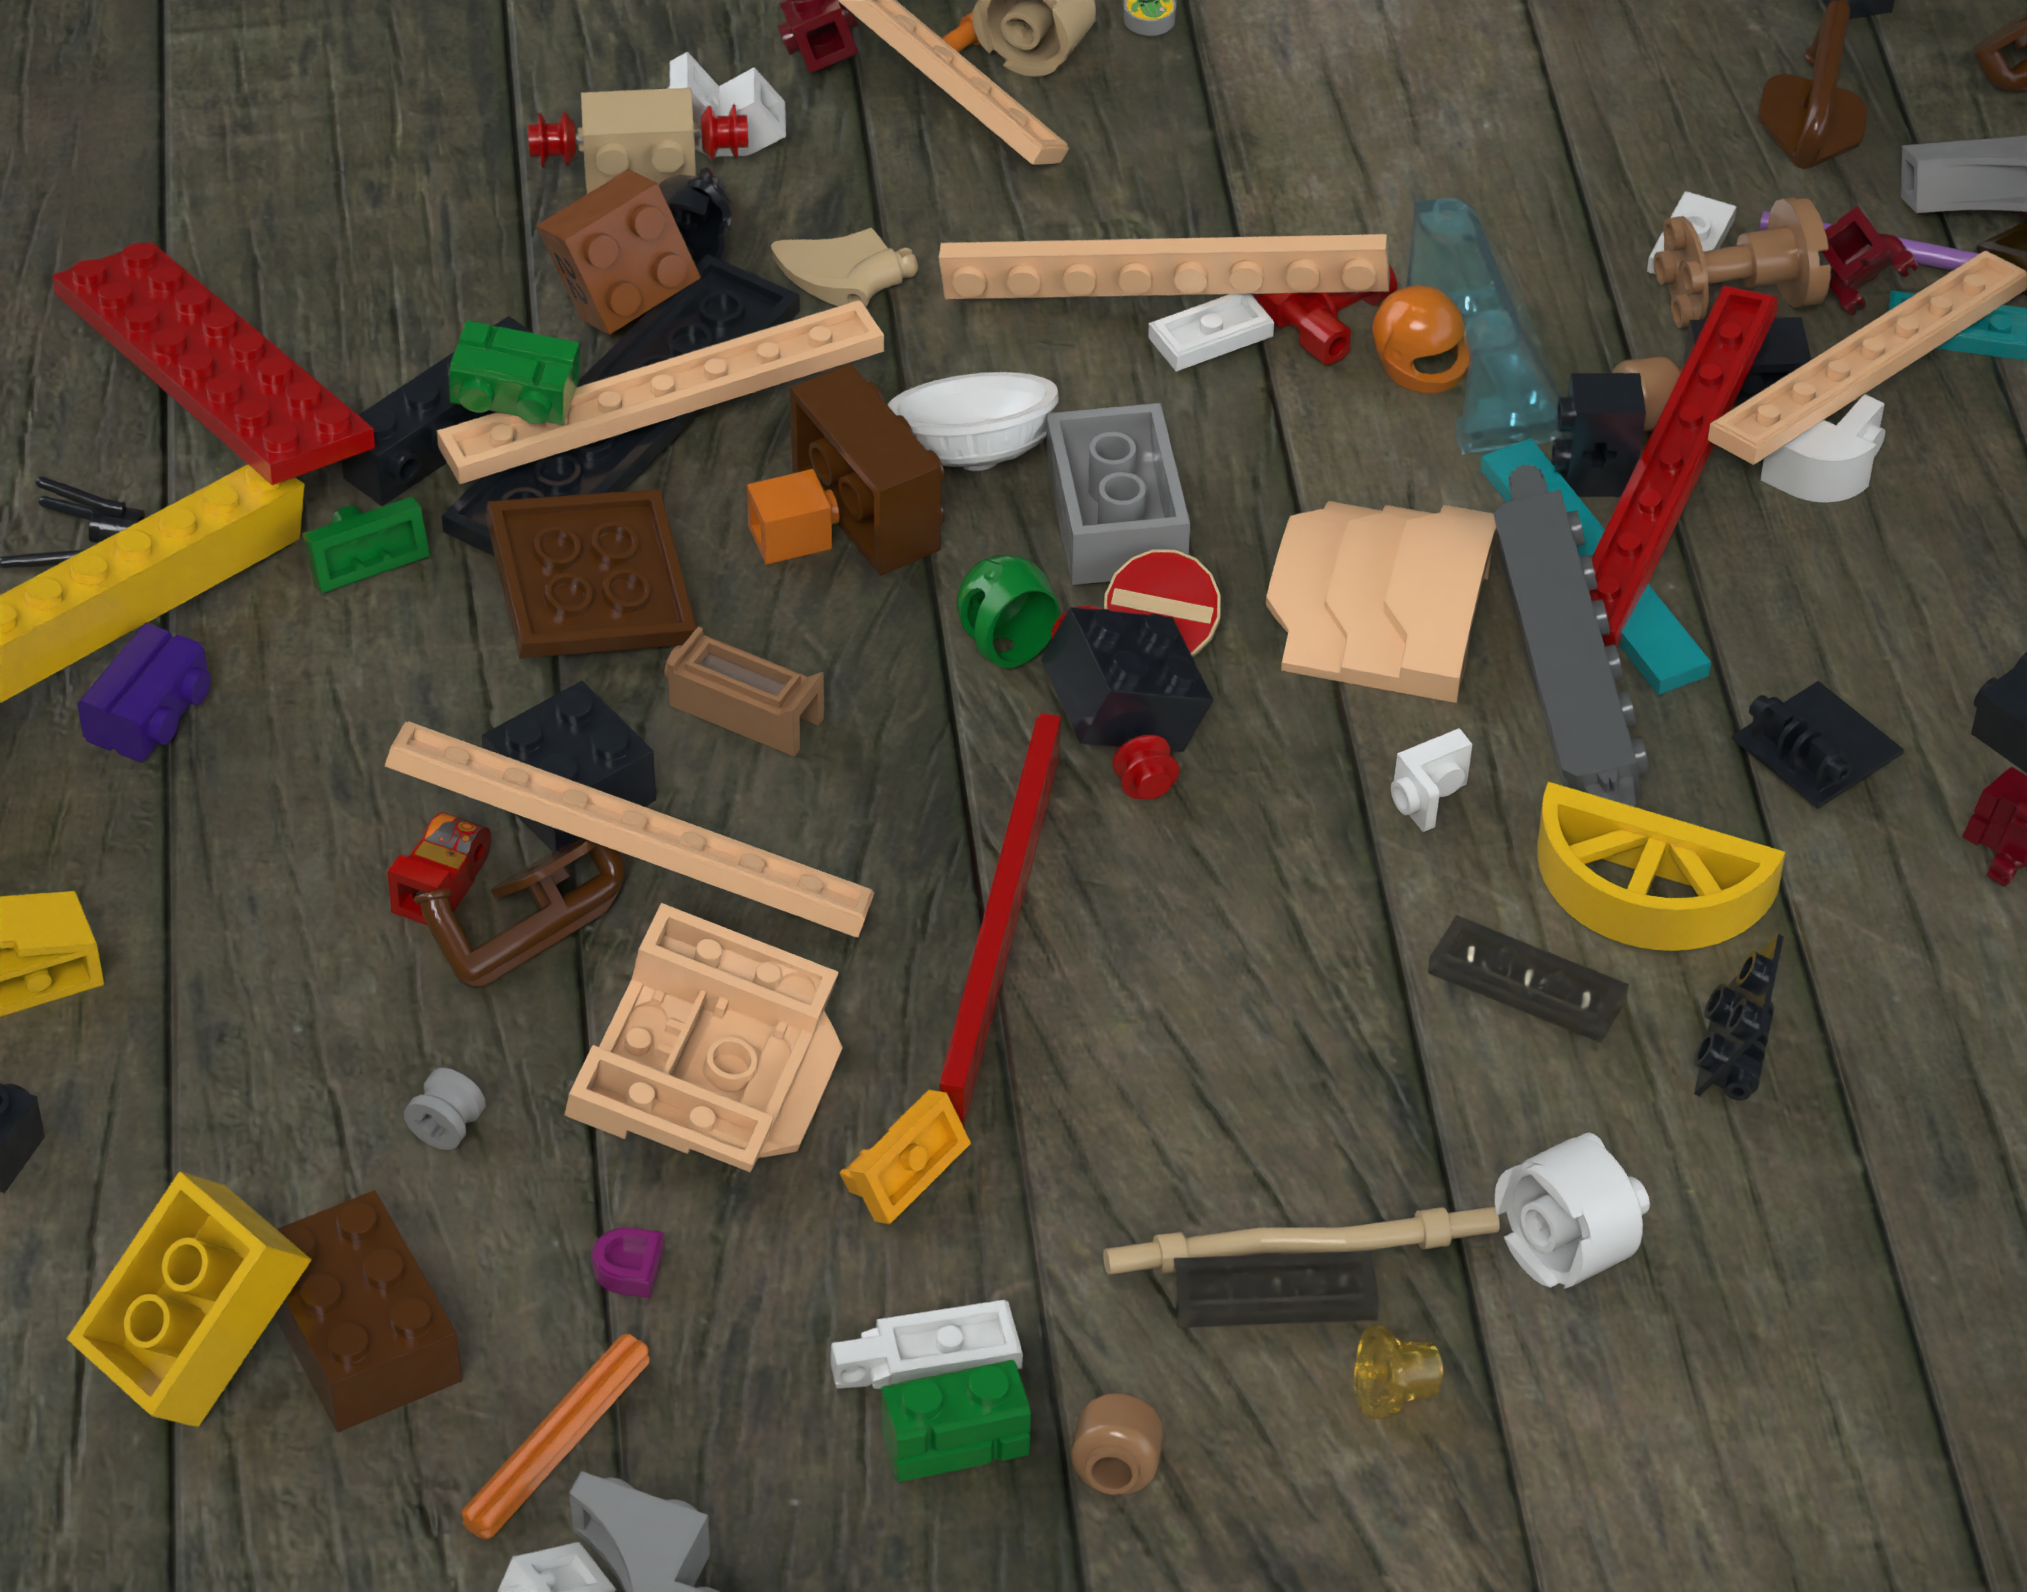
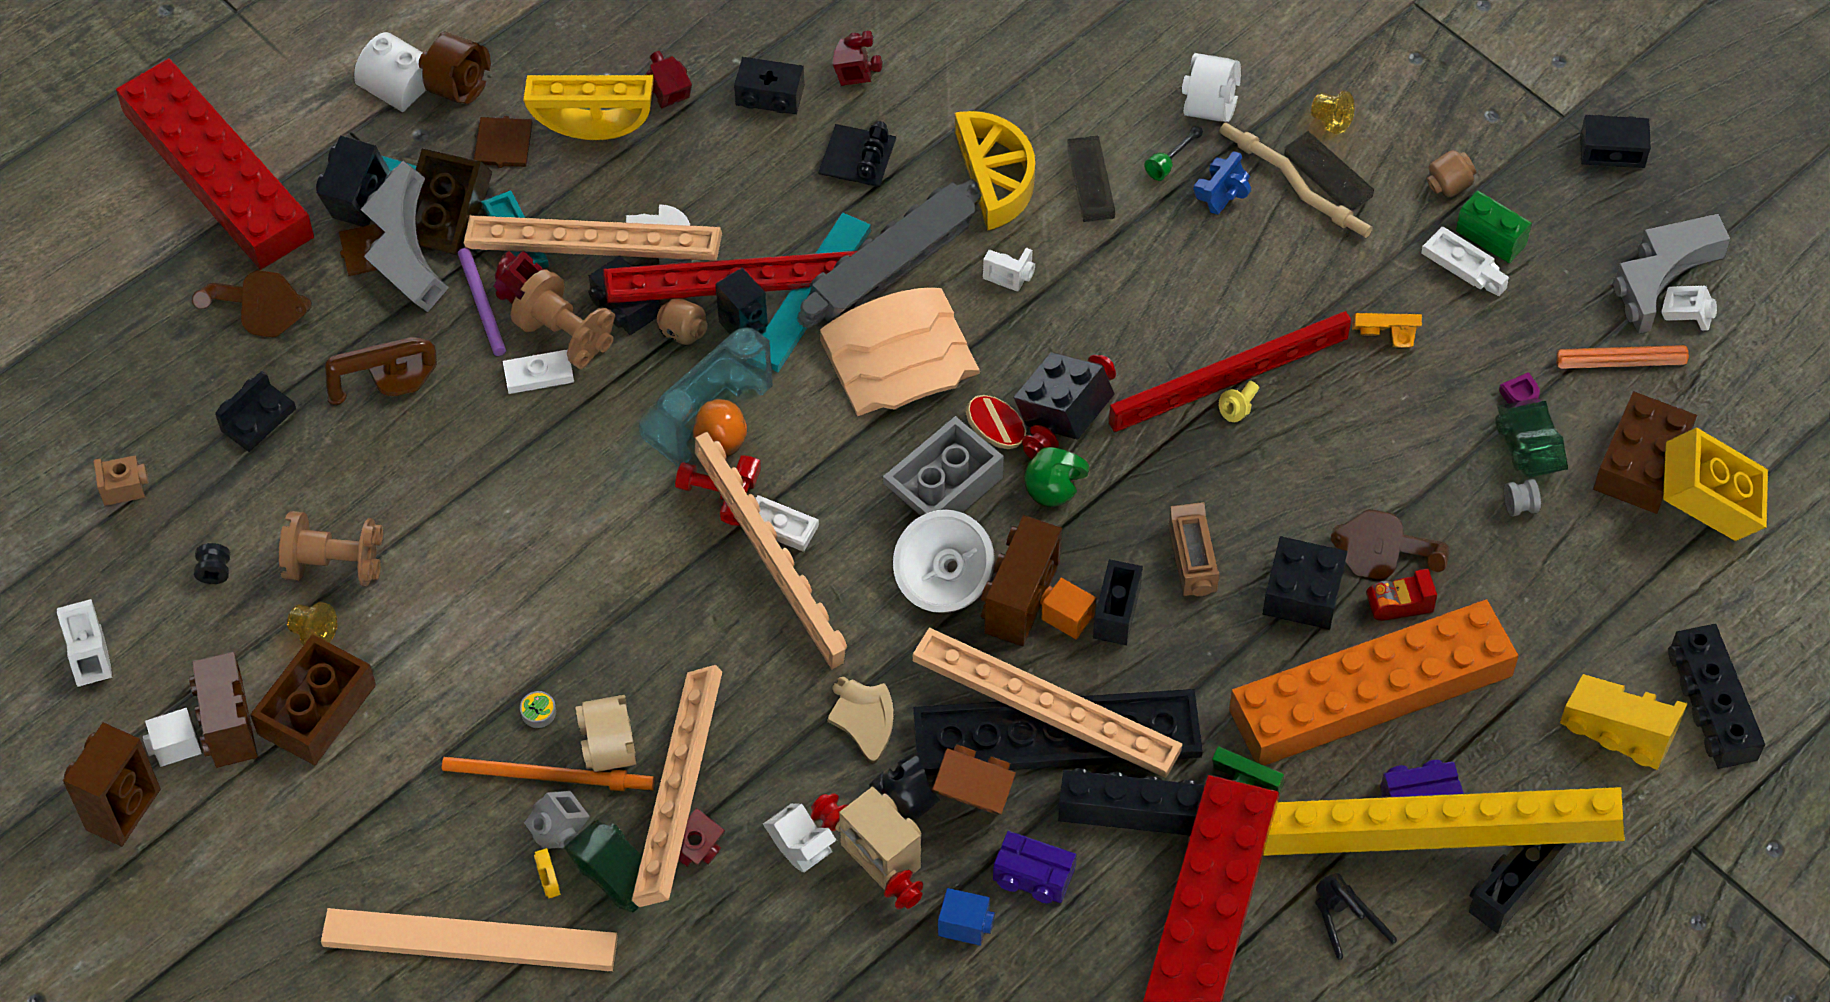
camera: 125 degrees left, 10 degrees up
(322, 773) = (1372, 683): none -> orange brick
(464, 283) = (1034, 868): none -> dark purple brick
(467, 184) = (965, 917): none -> blue brick
(514, 373) = (1115, 742): green brick -> none
(527, 1188) = (1531, 437): none -> clear green brick
(589, 573) = (1186, 654): reddish brown plate -> none
(630, 828) = (1336, 512): light nougat tile -> none
(712, 1045) = (1412, 422): light nougat slope -> none
(739, 551) = (1117, 602): none -> black brick
(944, 893) = (1236, 404): none -> light yellow plate
(1365, 1131) = (1227, 182): none -> blue hips
(1482, 1083) = (1160, 164): none -> green hinge
(1739, 1026) = (1058, 86): black hinge -> none

